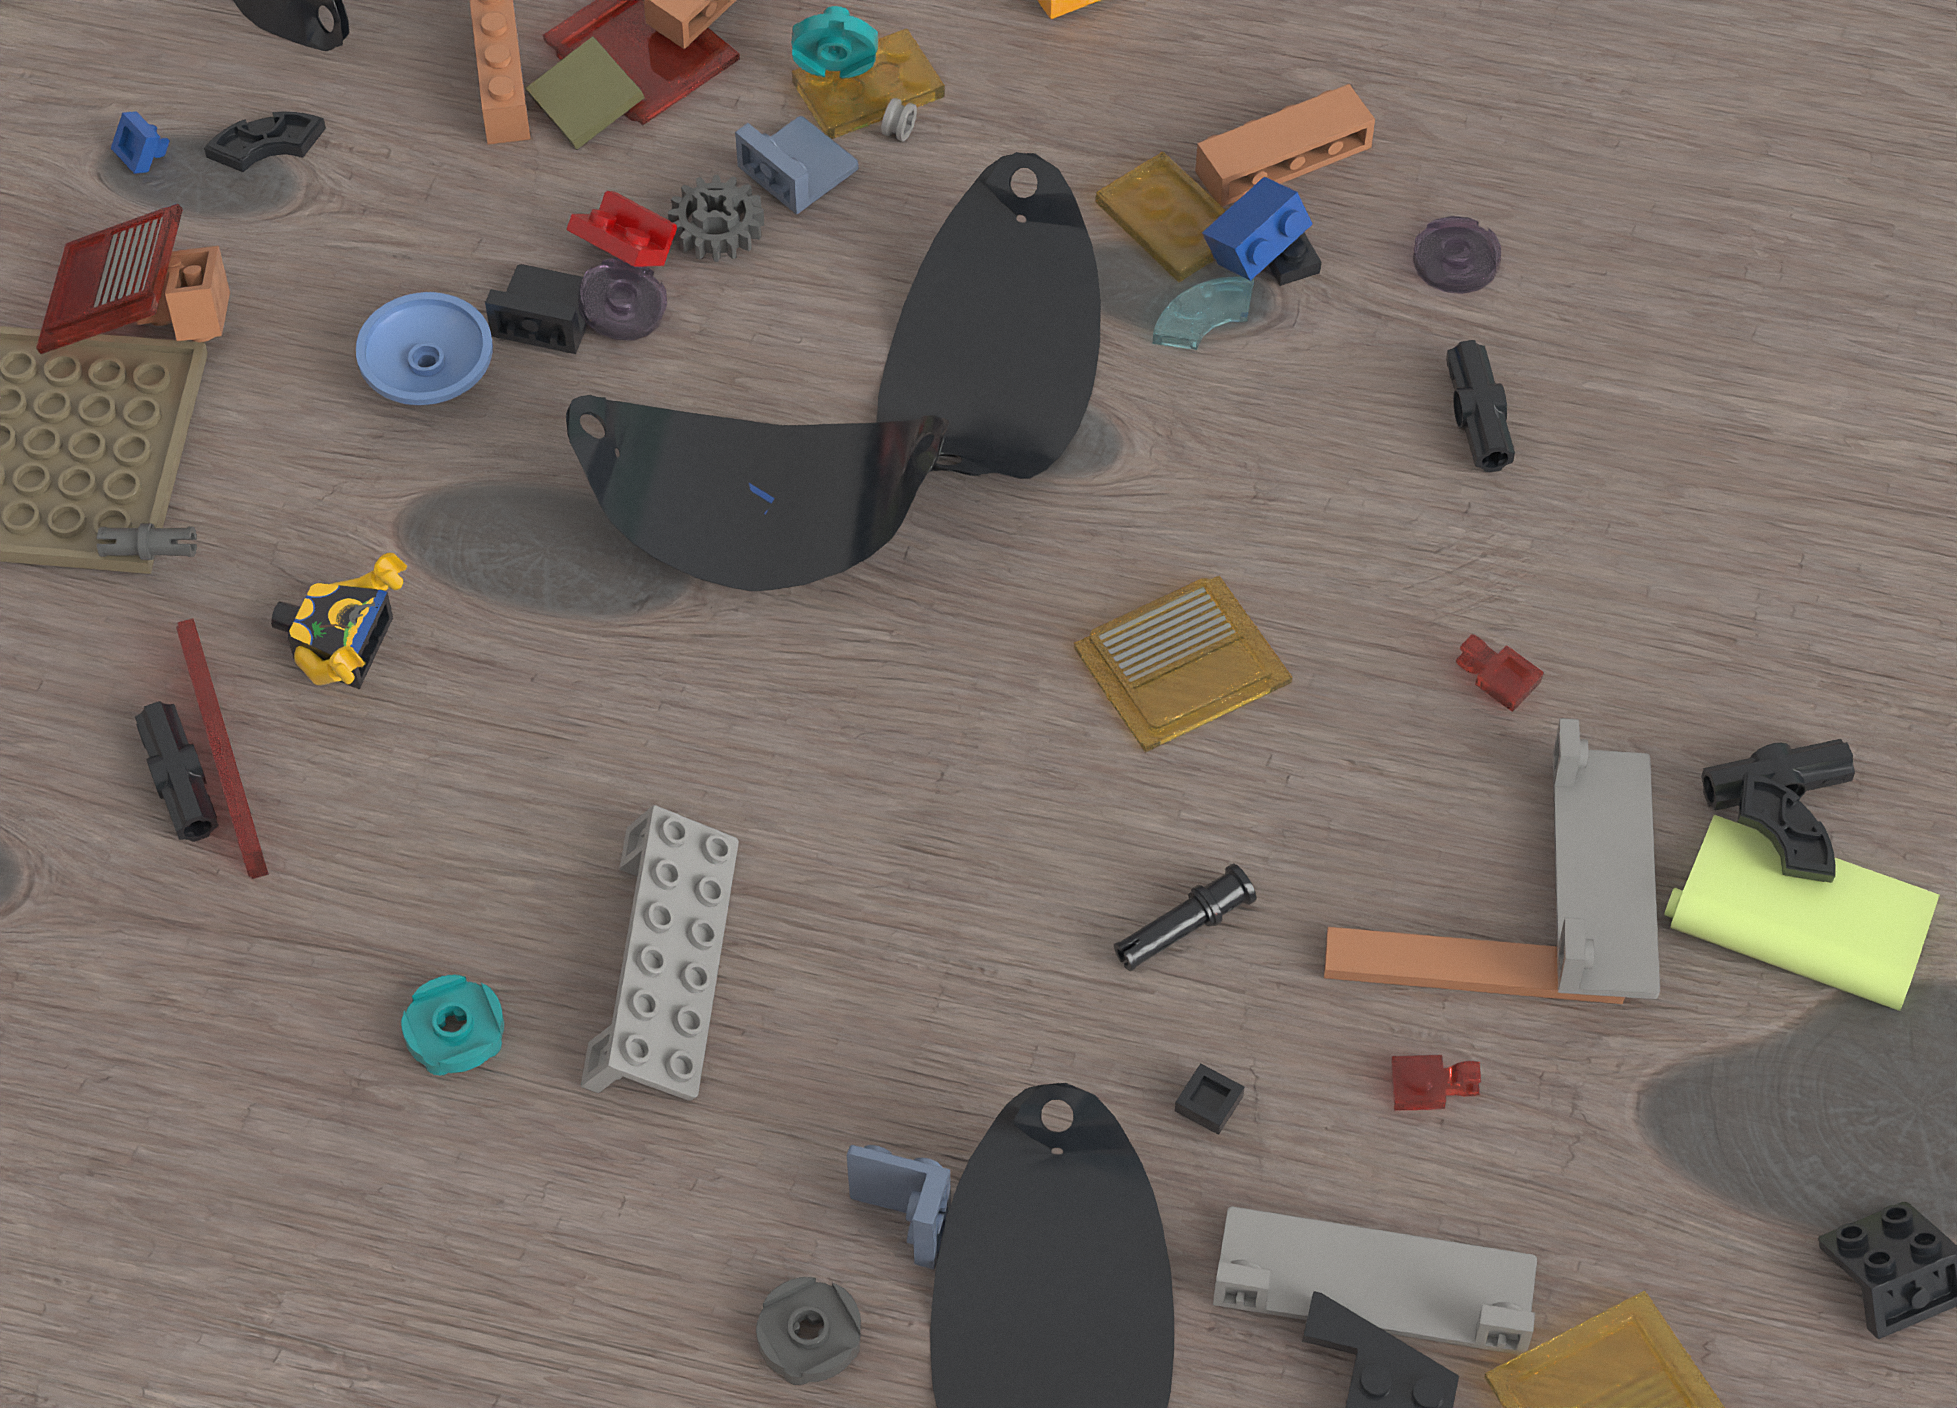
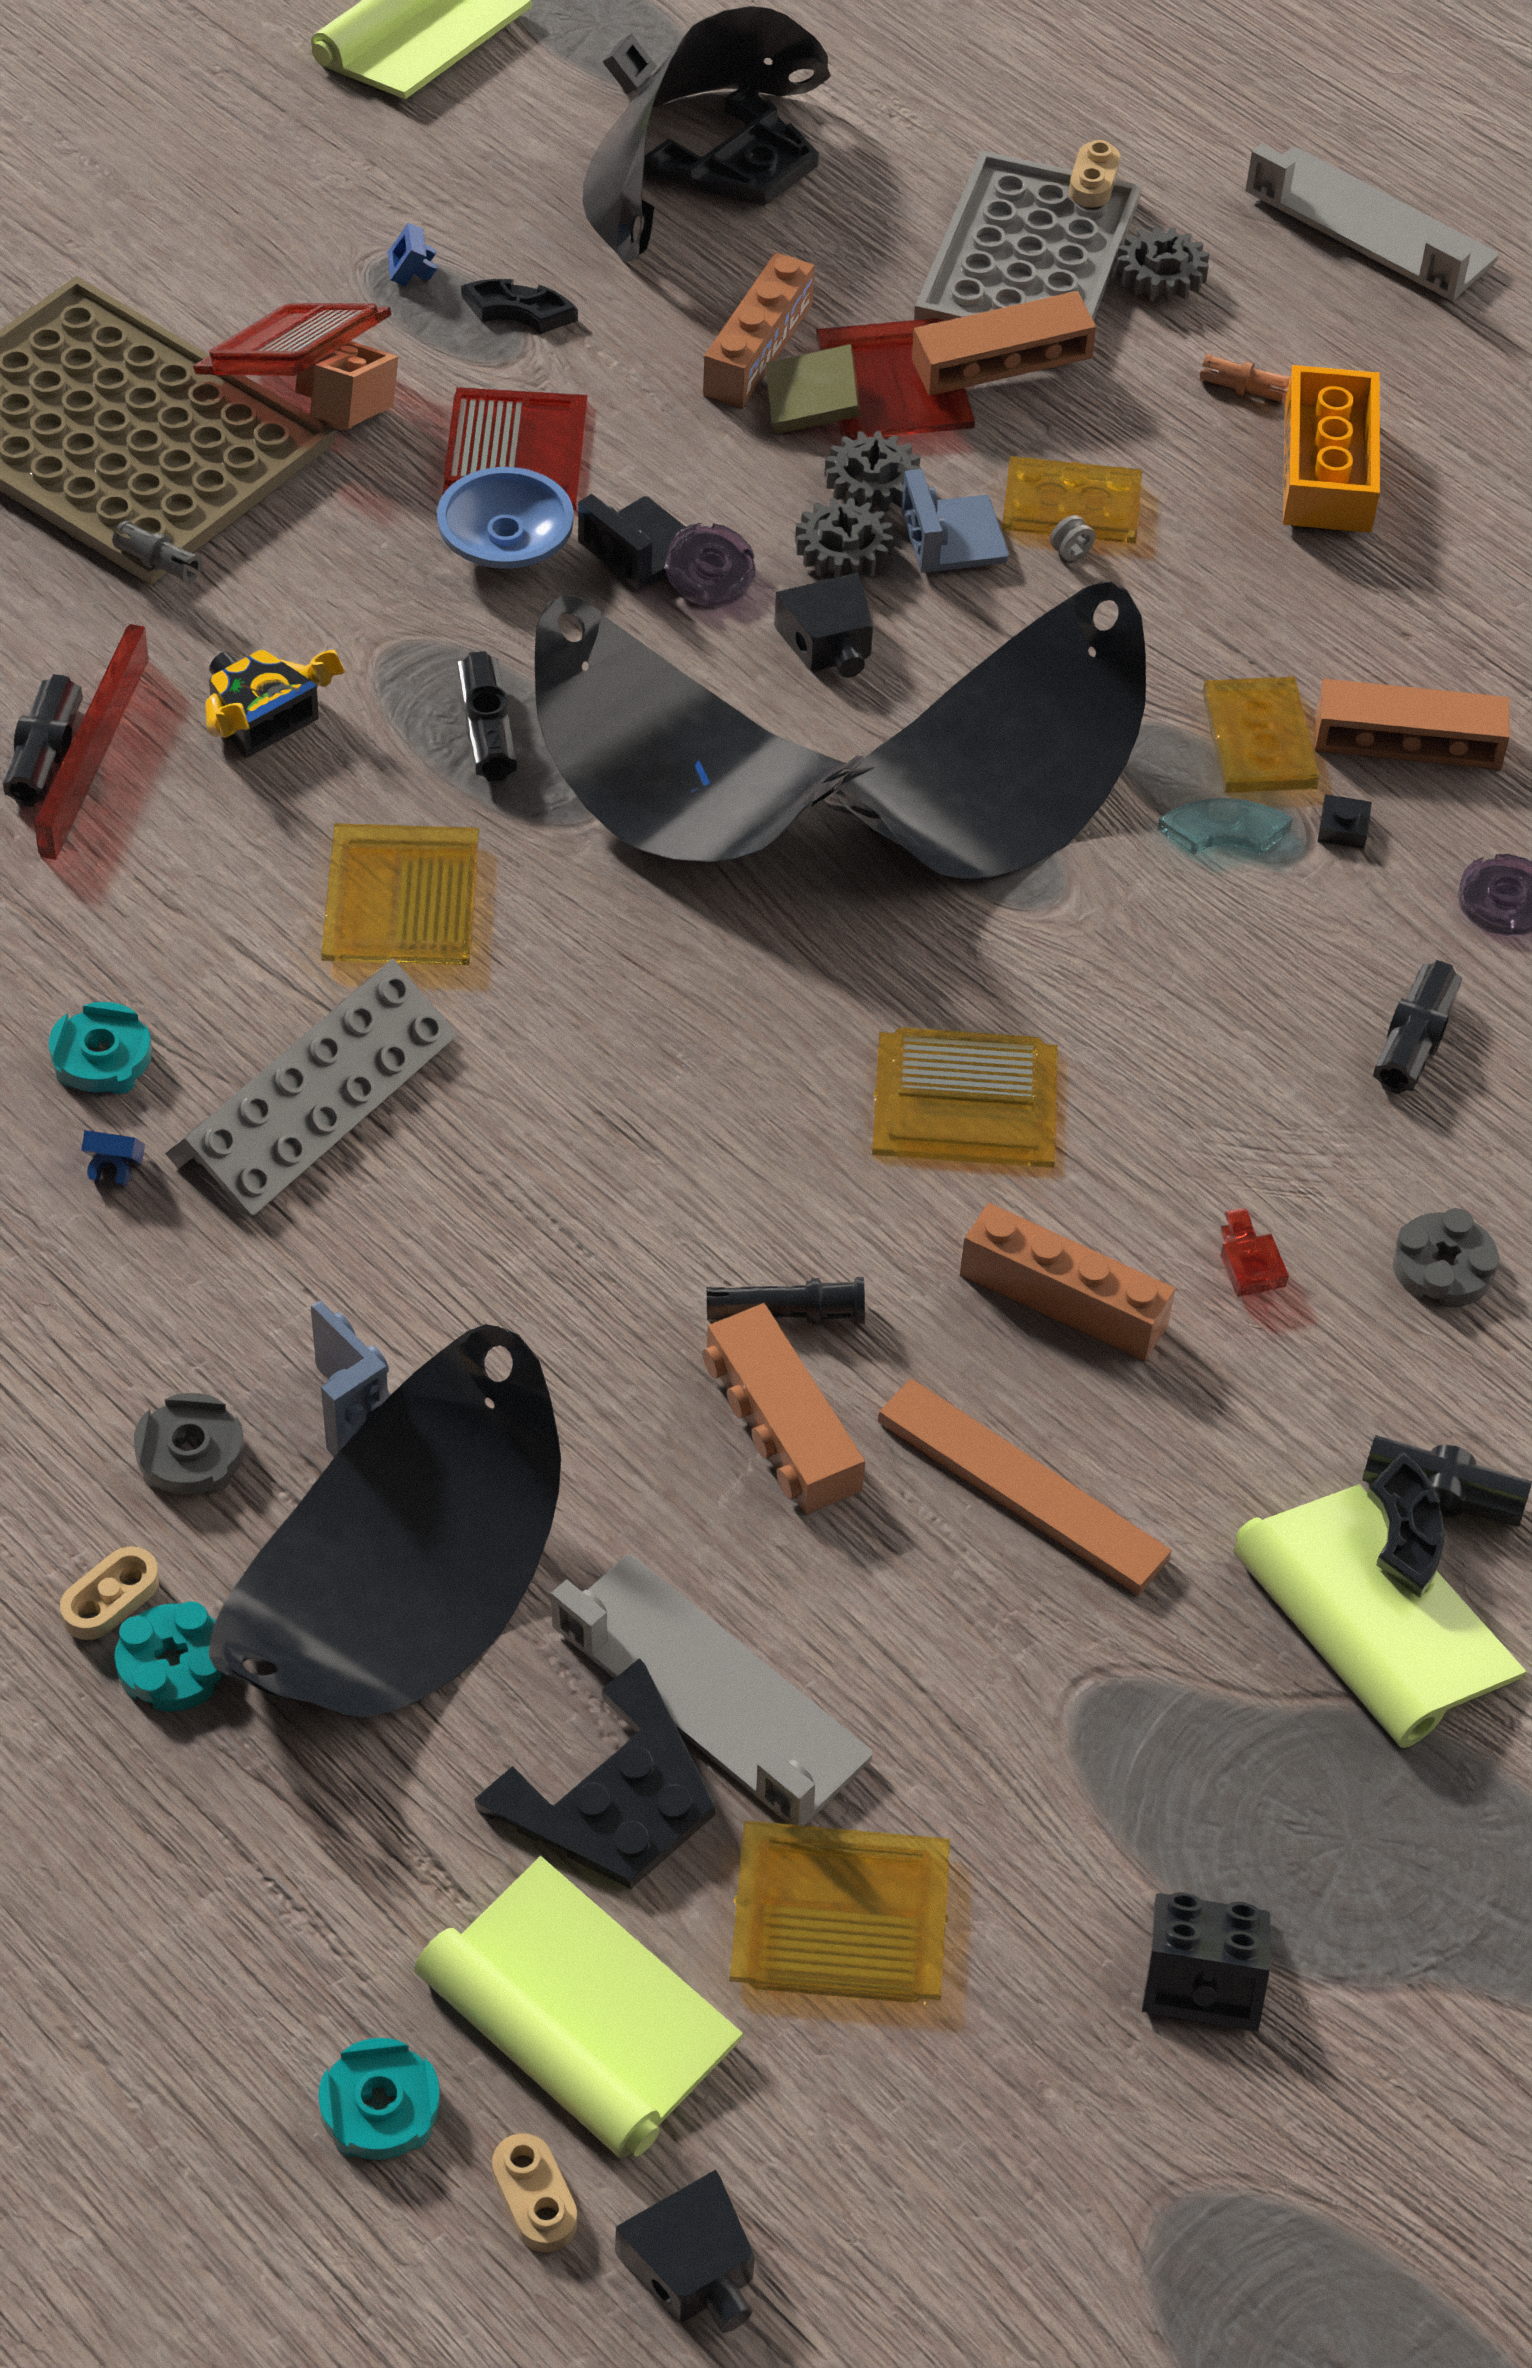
camera: 30 degrees right, 5 degrees down
(357, 267) = (517, 431): none -> clear red piece
(542, 1110) = (111, 1150): none -> blue tile
(559, 554) = (487, 716): none -> black piece
(595, 740) = (401, 894): none -> clear yellow piece
(626, 231) = (753, 512): red bracket -> none
(691, 143) = (869, 469): none -> dark grey gear
(763, 303) = (827, 624): none -> black torso
(834, 43) = (1065, 448): teal plate -> none
(1209, 1099) = (686, 1457): black plate -> none
(1254, 1011) = (784, 1409): none -> nougat brick
(1257, 228) = (1322, 774): blue brick -> none
(1386, 775) = (1067, 1281): none -> nougat brick
(1423, 1083) = (897, 1554): clear red plate -> none
(1604, 870) = (1204, 1468): light grey bracket -> none
(1643, 567) = (1453, 1235): none -> dark grey plate

